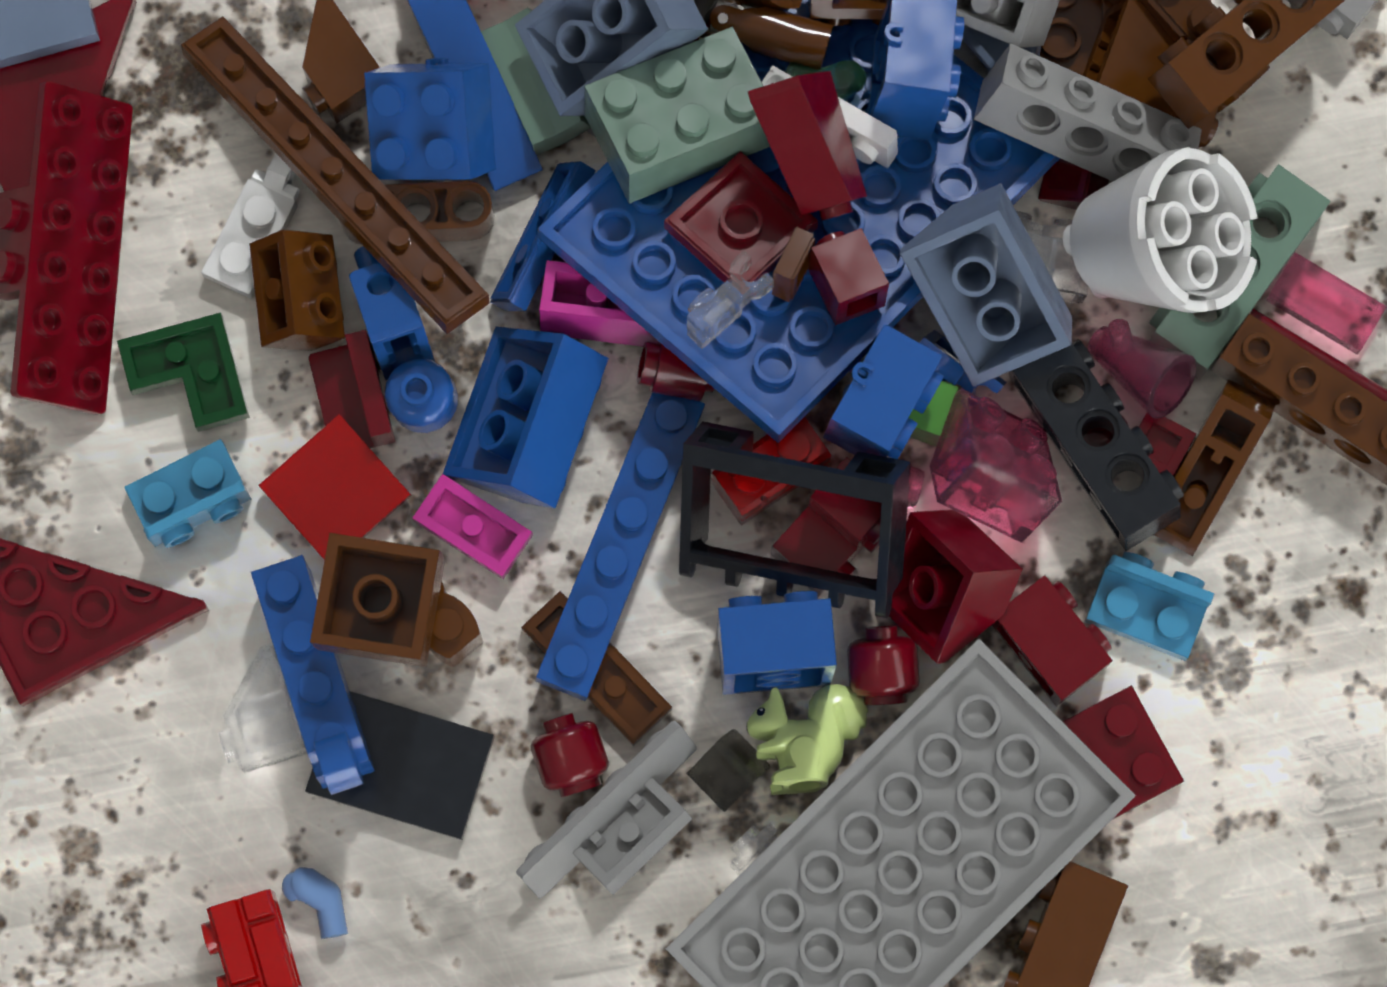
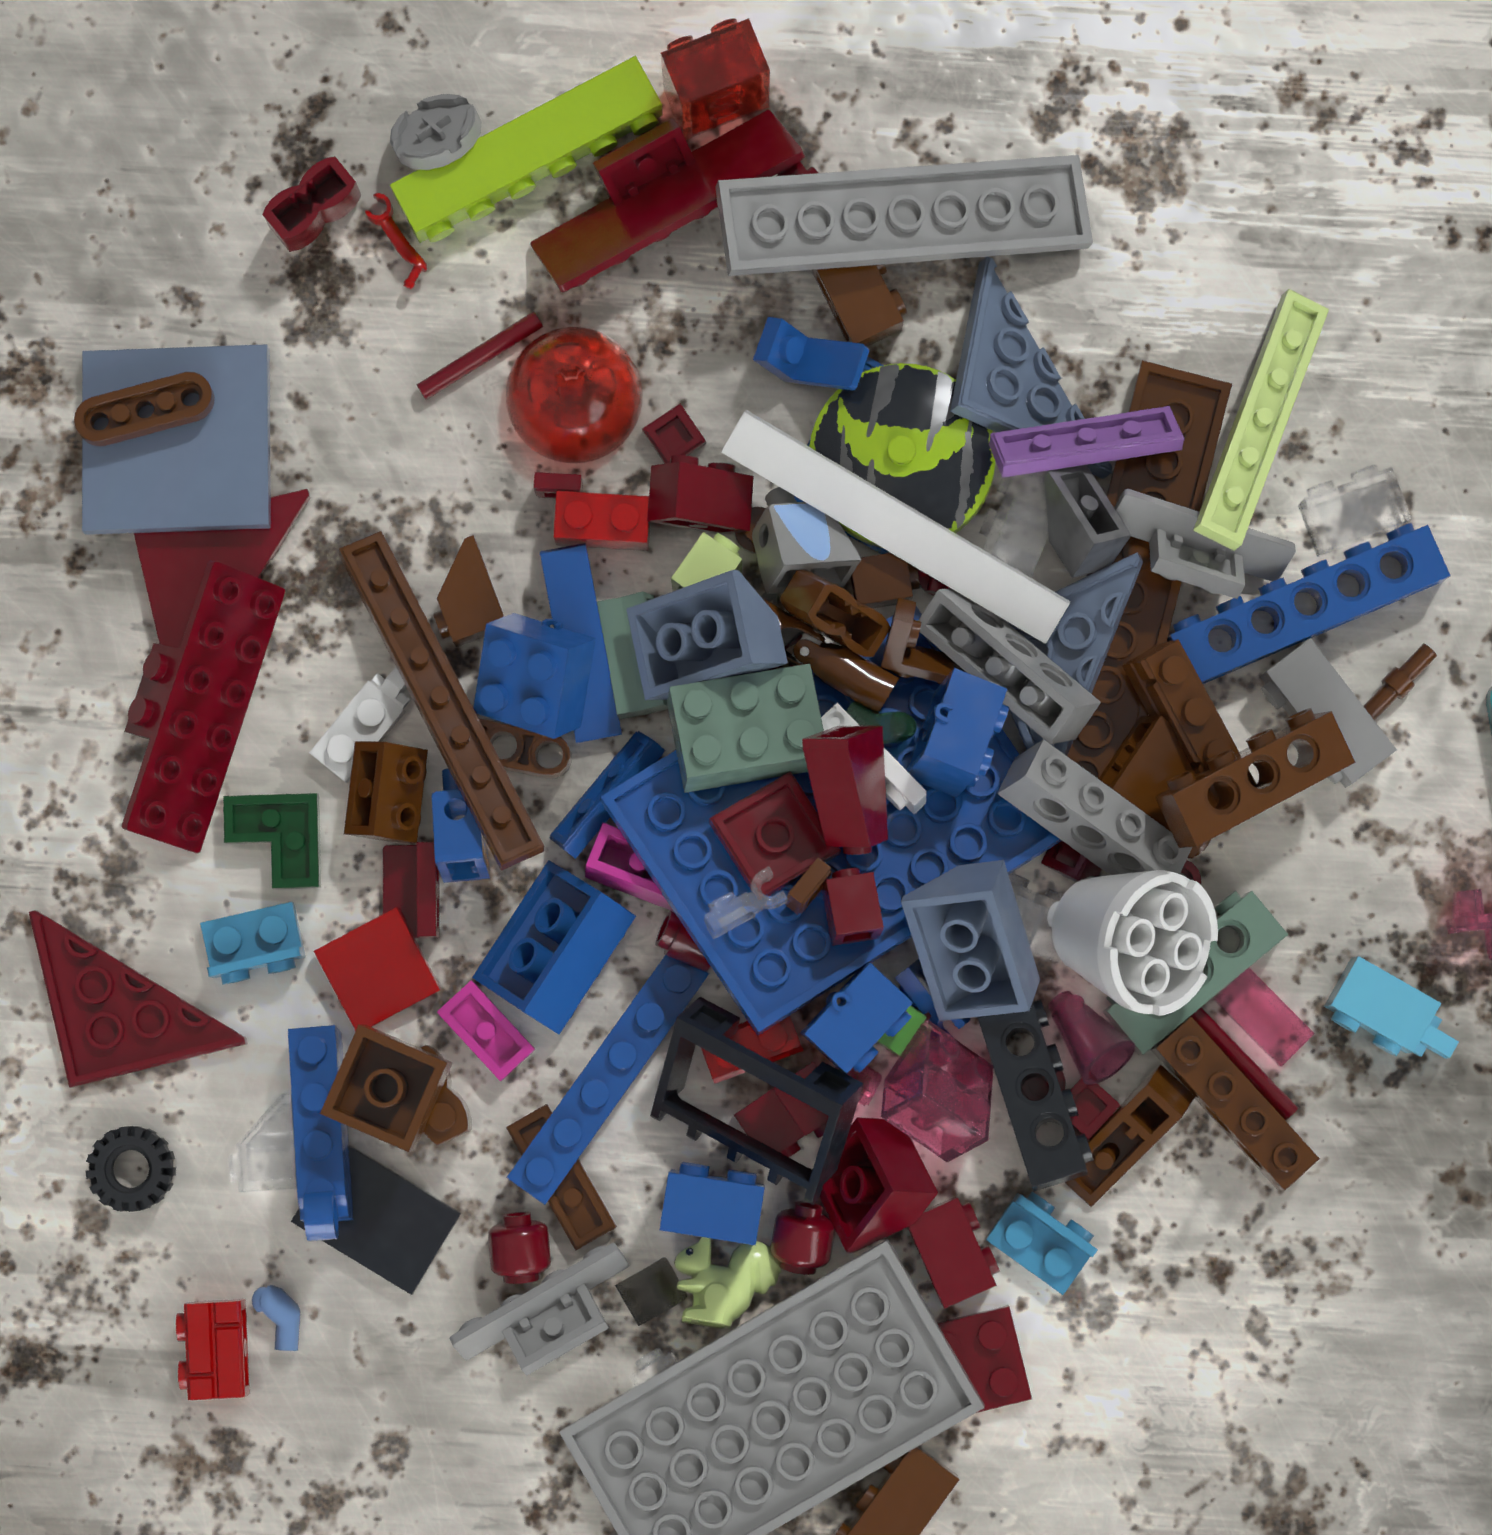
camera: 15 degrees right, 5 degrees up
(80, 762) = (102, 1163): none -> black tyre
(421, 395) = (469, 908): blue head -> none

